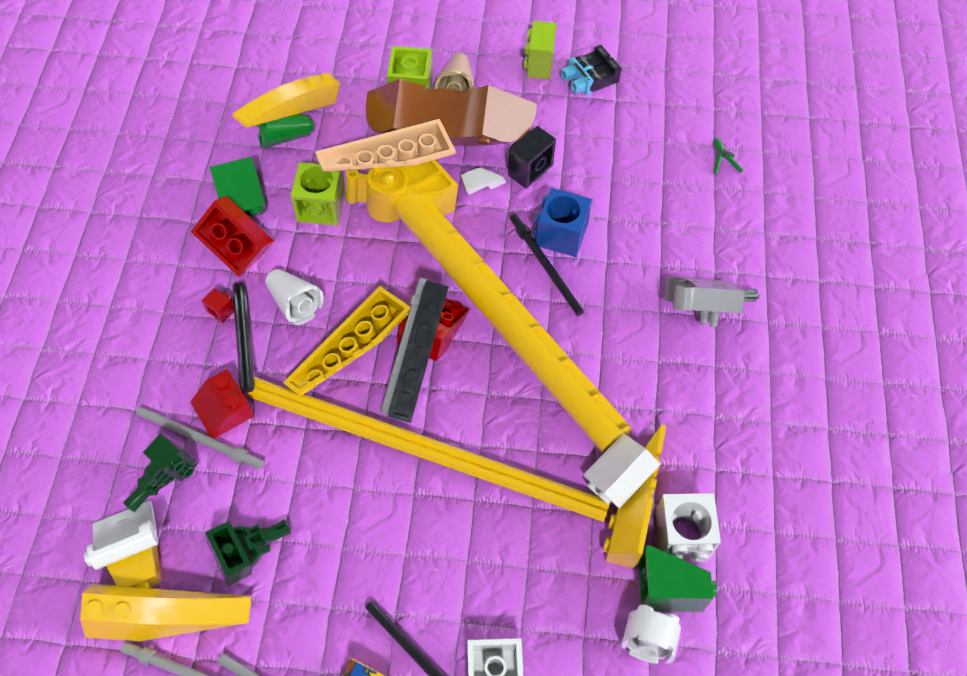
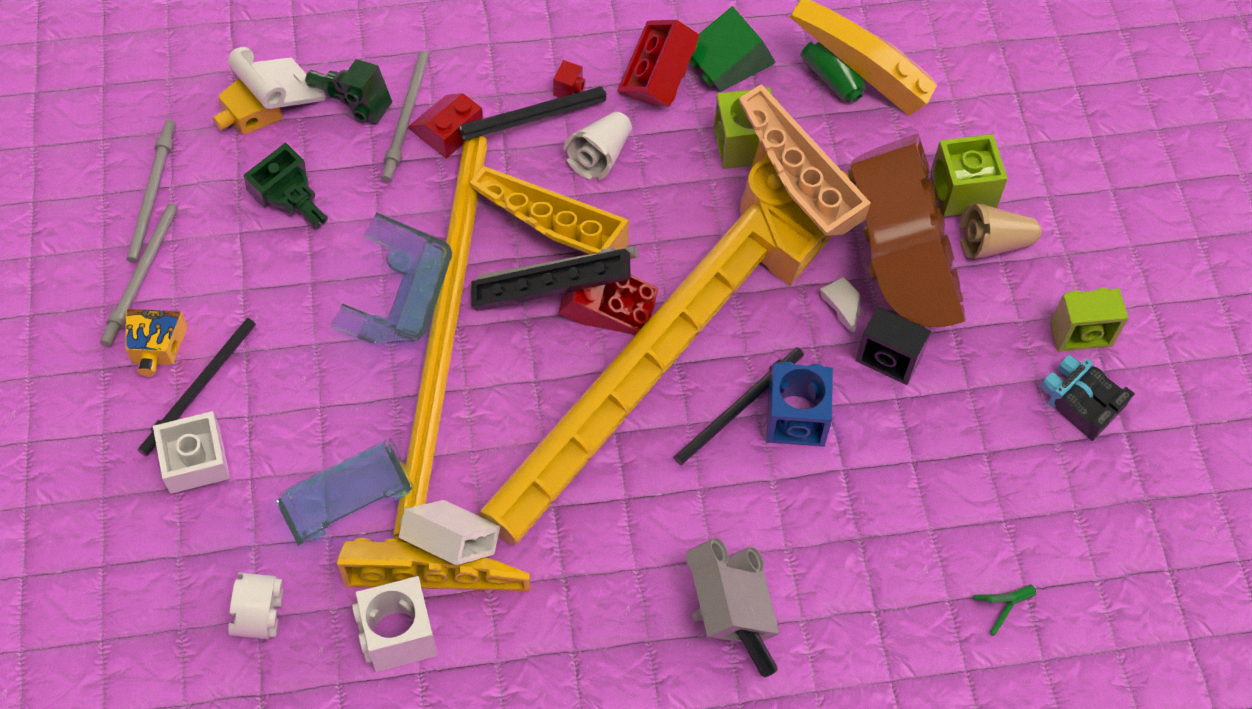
camera: 75 degrees right, 0 degrees up
(157, 613) = (204, 134): yellow wedge -> none
(385, 458) = (424, 266): none -> clear light blue windscreen
(554, 542) = (343, 490): none -> clear light blue windscreen
(673, 583) = (320, 616): green slope -> none

